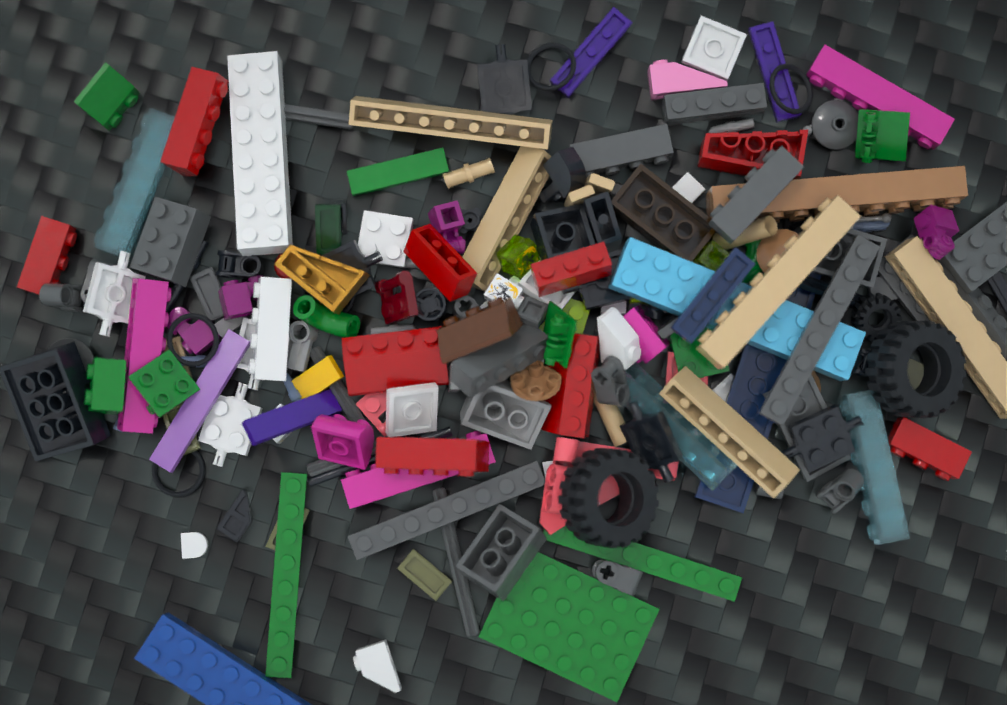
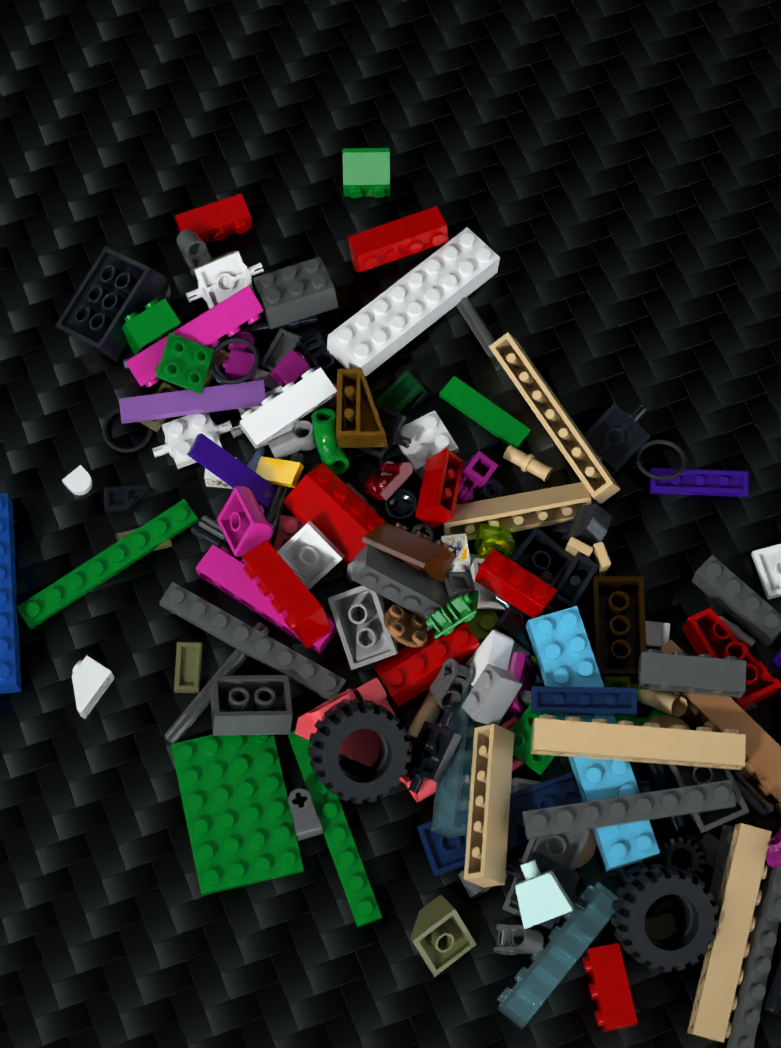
camera: 55 degrees right, 15 degrees down
(136, 187) = (322, 240): clear light blue brick -> none
(625, 150) = (641, 558): dark grey brick -> none
(649, 361) = (491, 695): none -> light grey brick
(676, 78) = (734, 555): bright pink slope -> none
(791, 545) = (440, 935): none -> olive slope
(832, 450) = (540, 896): none -> light aqua torso

